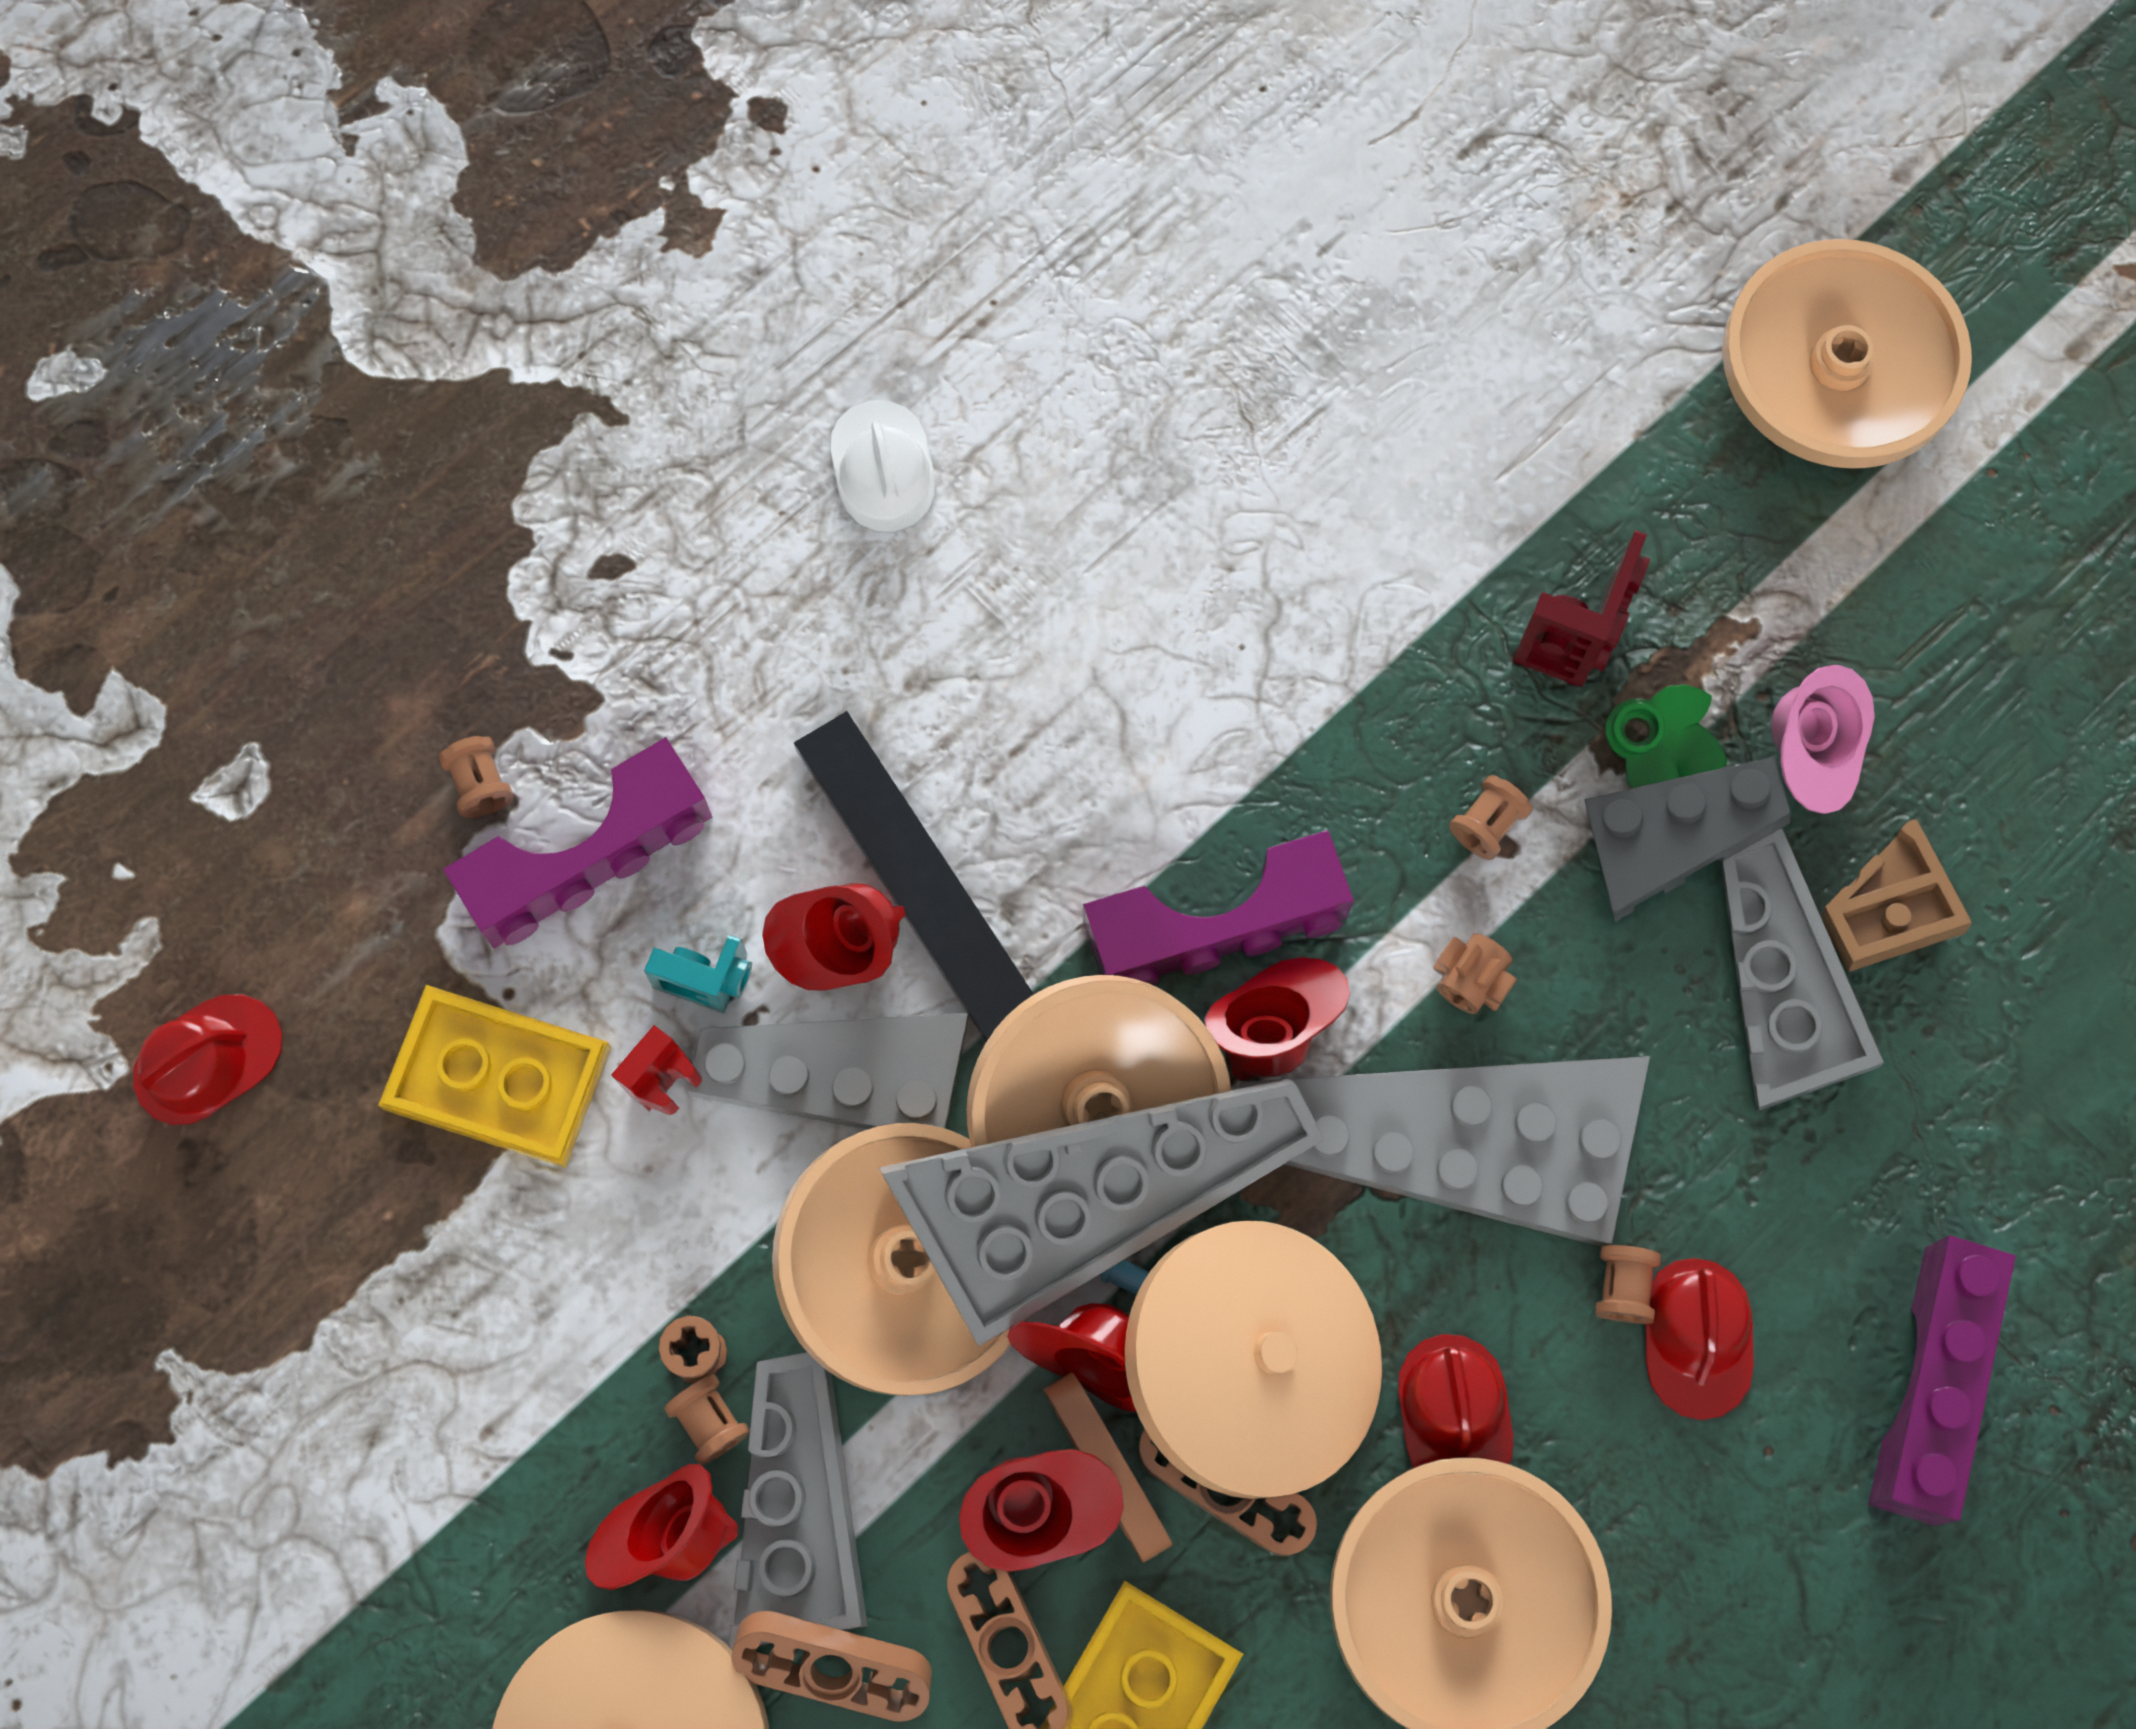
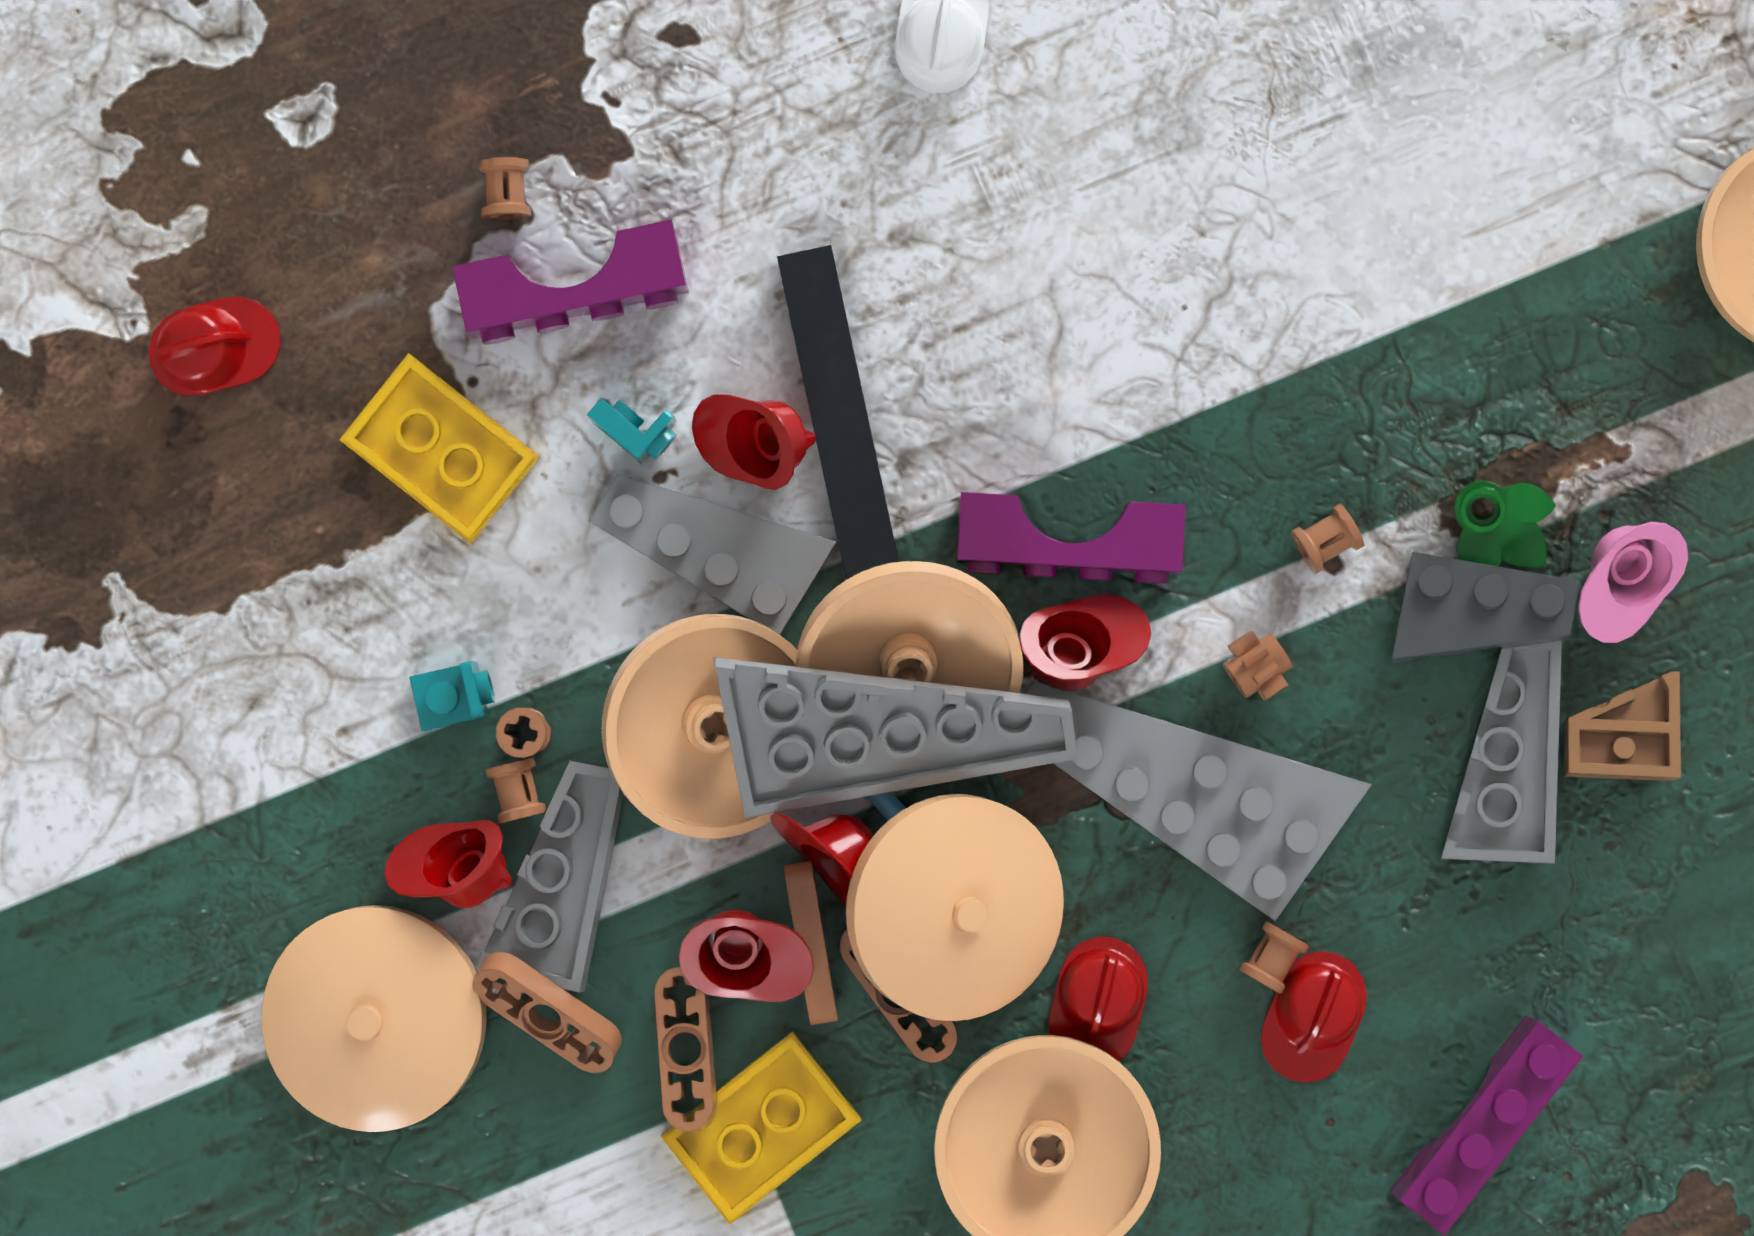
camera: 20 degrees right, 15 degrees up
(598, 1341) = (452, 695): none -> teal bracket
(653, 1069) = (566, 494): red tile -> none
(1568, 637) = (1451, 410): dark red bracket -> none

